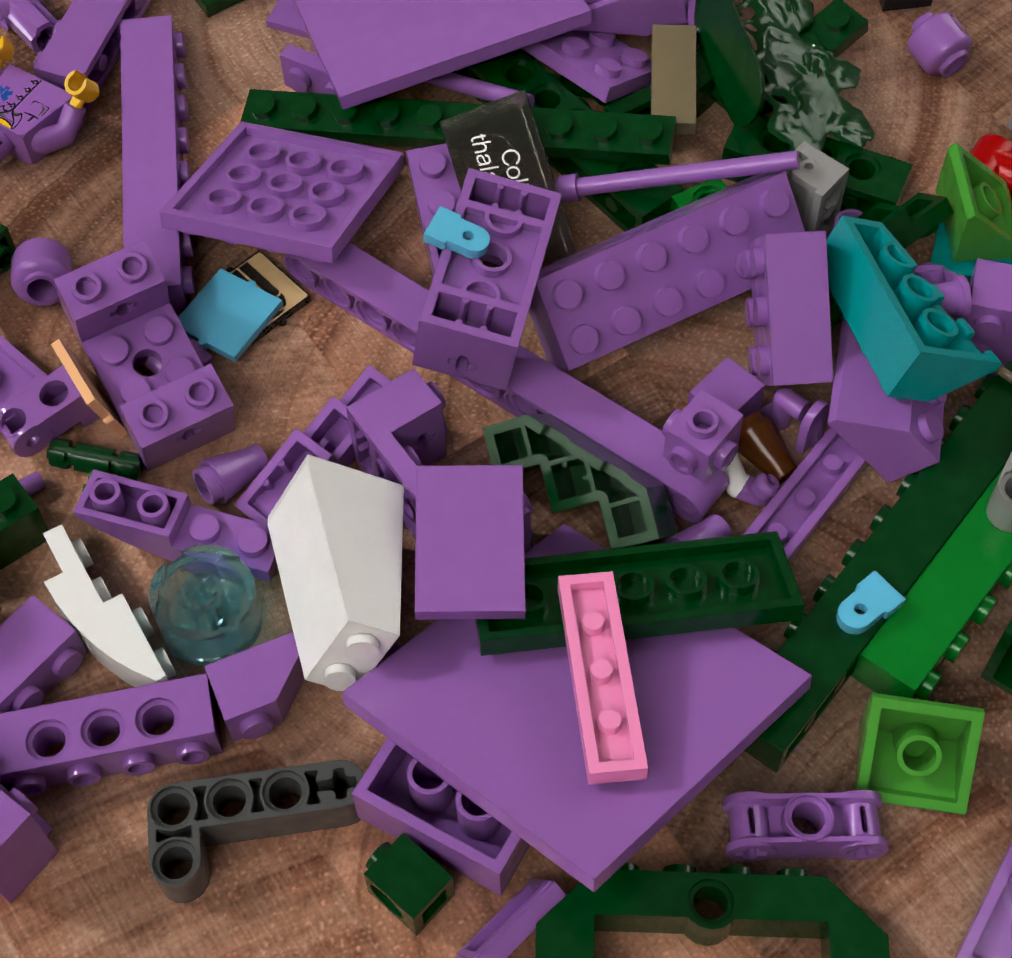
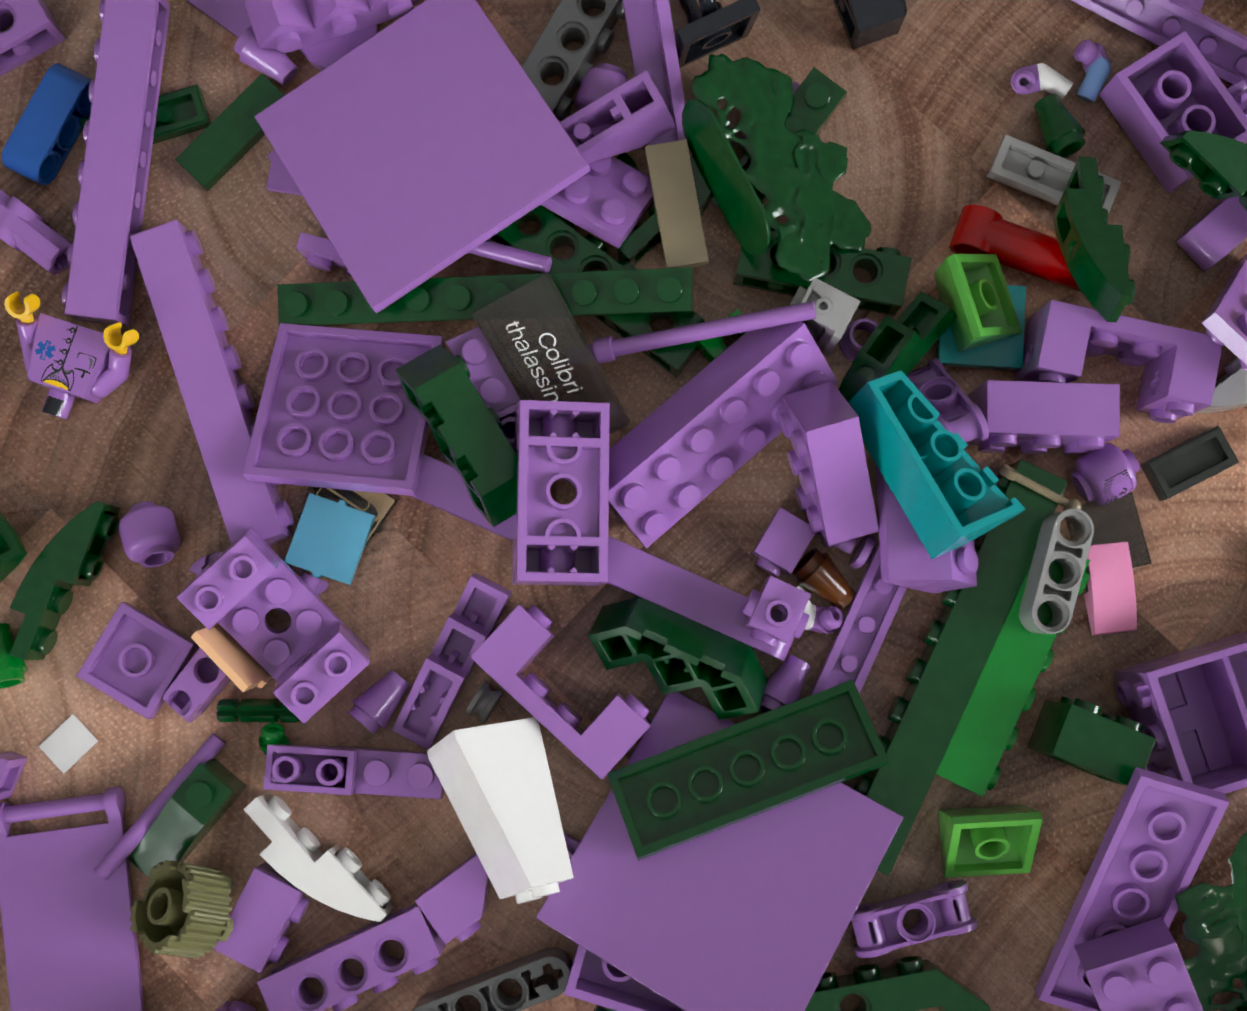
camera: 10 degrees left, 25 degrees up
(206, 605) = (385, 861): clear light blue brick -> none
(399, 209) = (464, 430): none -> dark green brick
(450, 230) = (519, 481): medium azure piece -> none
(469, 542) = (608, 773): medium lavender tile -> none
(601, 679) = (743, 881): bright pink plate -> none
(874, 598) = (940, 725): medium azure piece -> none
(939, 44) = (914, 93): medium lavender head -> none

